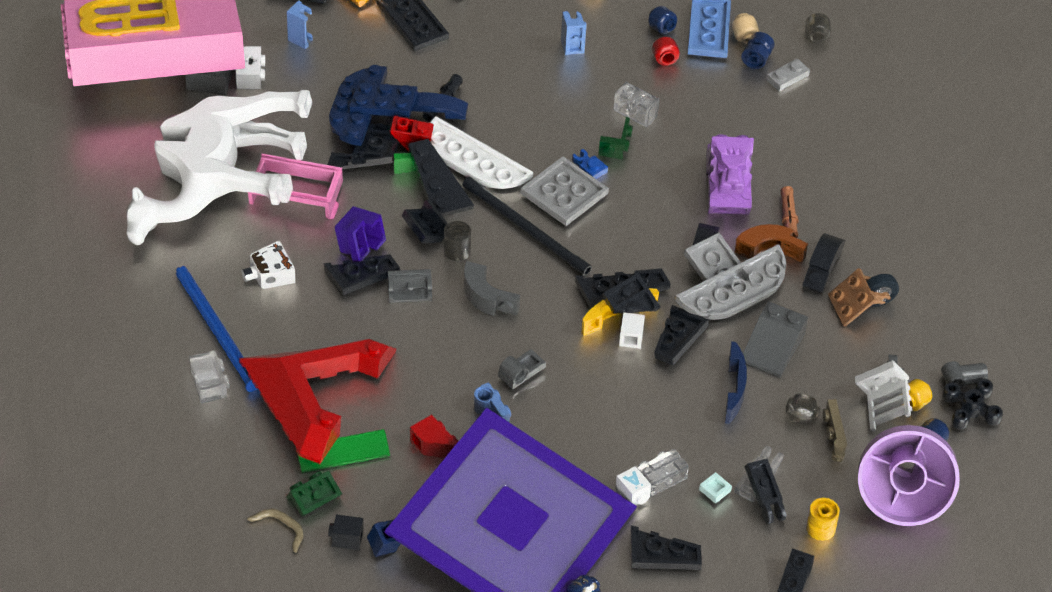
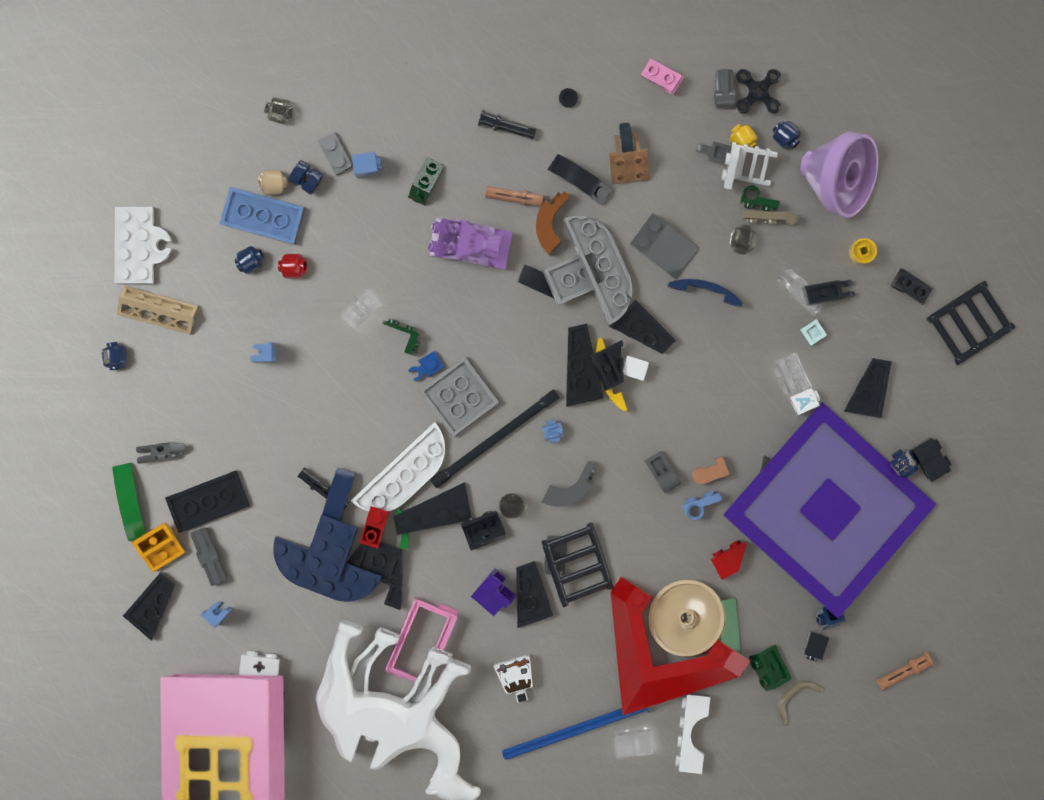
camera: 80 degrees left, 40 degrees up
(253, 426) = (695, 708): none -> white arch
(357, 20) = (208, 556): none -> dark grey piece
(362, 402) = (687, 618): none -> tan dish
(401, 275) = (553, 563): none -> black bar
(531, 413) = (713, 472): none -> nougat leg
(545, 267) = (552, 431): none -> medium blue gear
(784, 87) = (366, 164): none -> medium blue brick
(784, 137) = (425, 181): none -> bracket
(853, 414) = (766, 204): none -> dark green plate
(861, 191) = (497, 122): none -> black pin
(907, 247) = (568, 98): none -> black tile
(957, 320) = (662, 76): none -> bright pink plate

